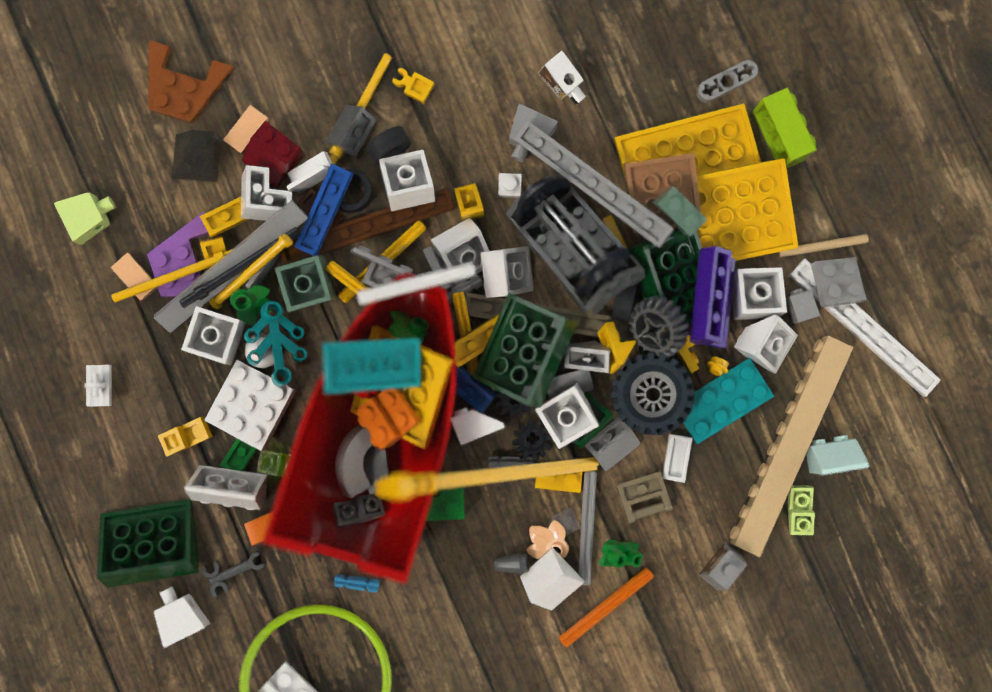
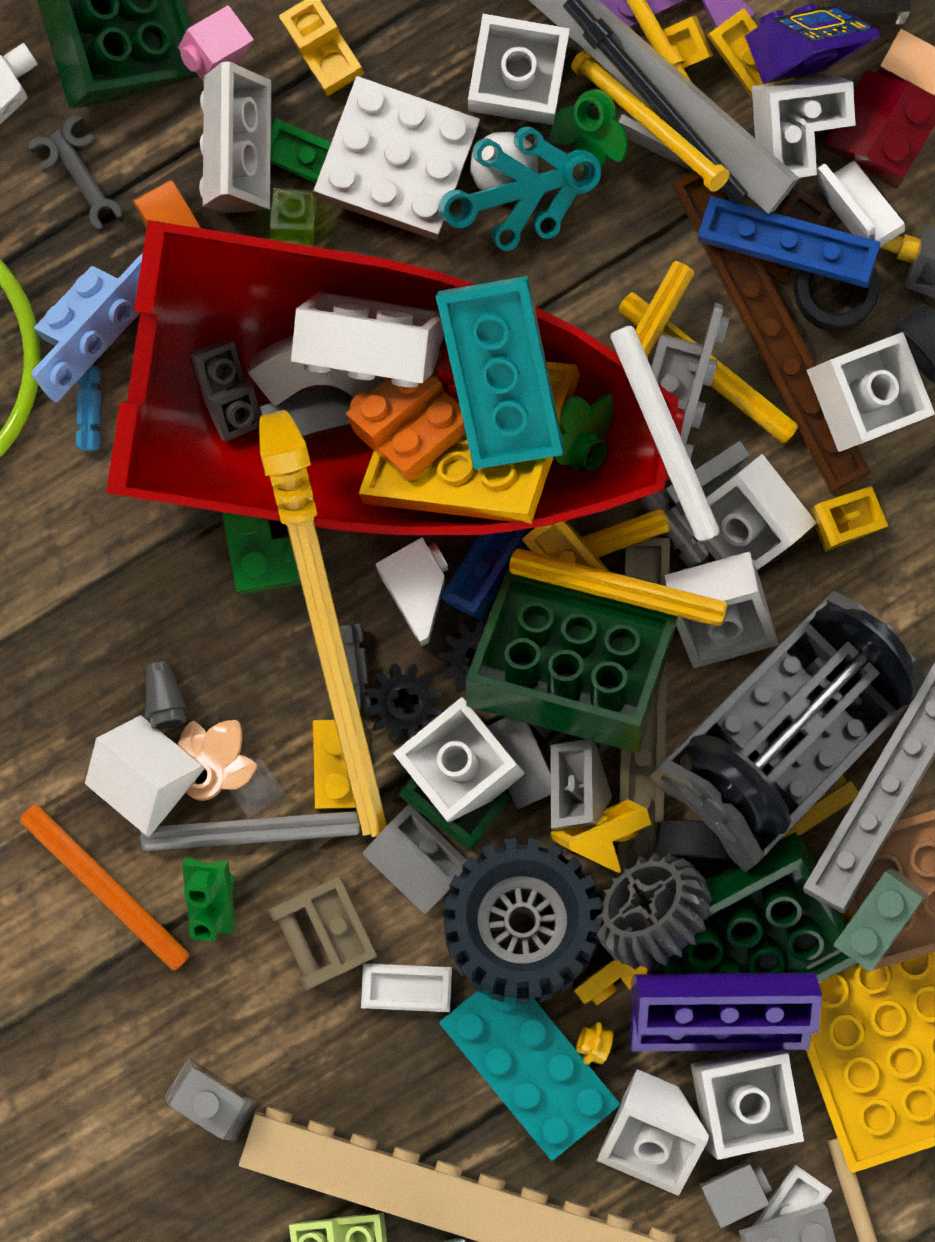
camera: 80 degrees right, 0 degrees up
(173, 491) = (214, 41): none -> bright pink brick
(221, 186) = (806, 41): none -> dark purple slope
(305, 283) = (643, 228): sand green brick -> none
(315, 581) = (84, 326): none -> light blue bracket
(342, 433) = (367, 338): none -> white slope
(490, 321) = (618, 587): none -> yellow axle
(509, 185) = (893, 593): white plate -> none

